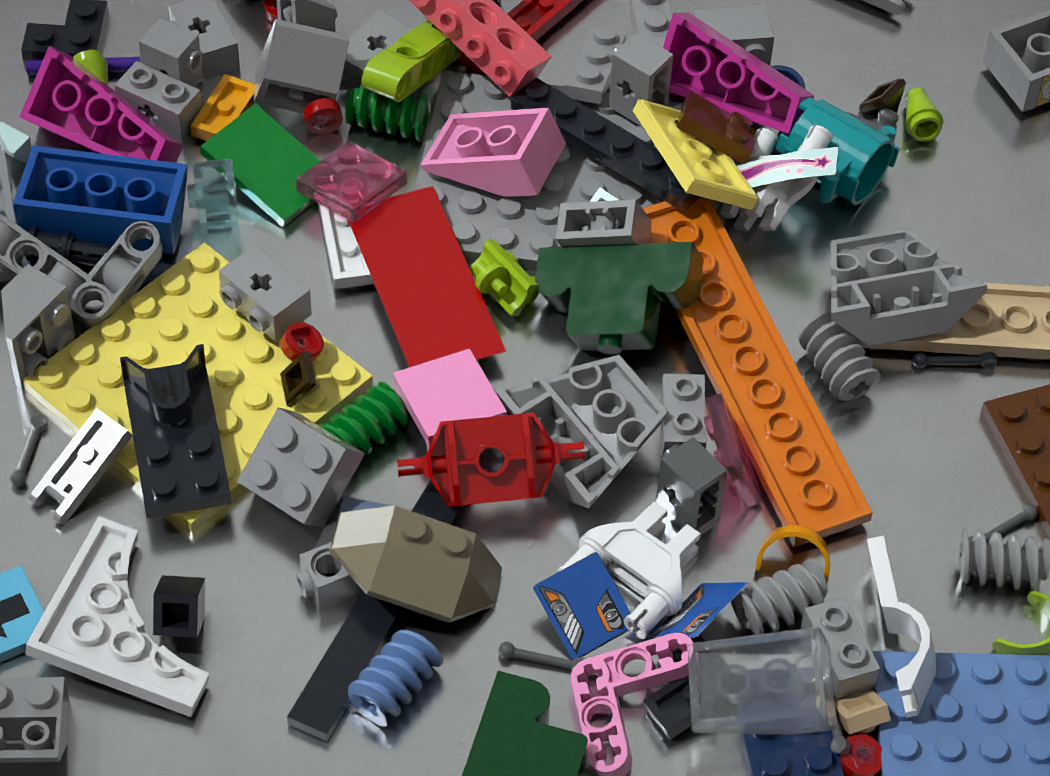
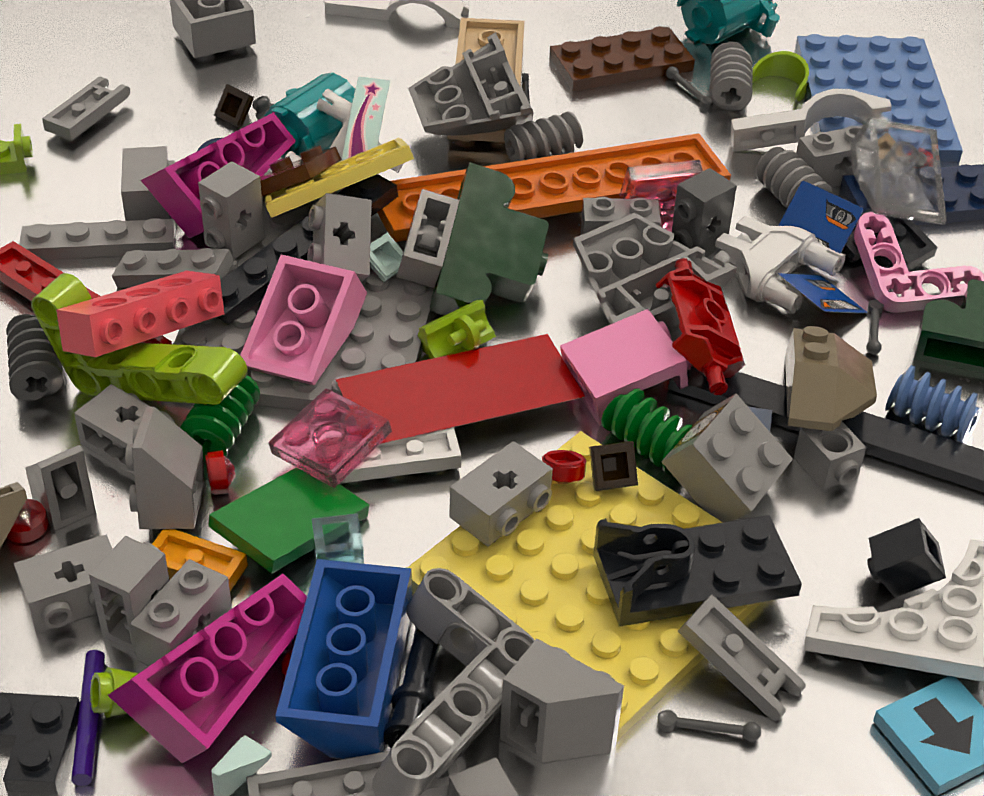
camera: 90 degrees left, 10 degrees down
(592, 160) = (351, 223): none -> light grey brick
(796, 531) = (738, 171): light orange helmet -> none
(922, 117) = (261, 84): lime cone -> none

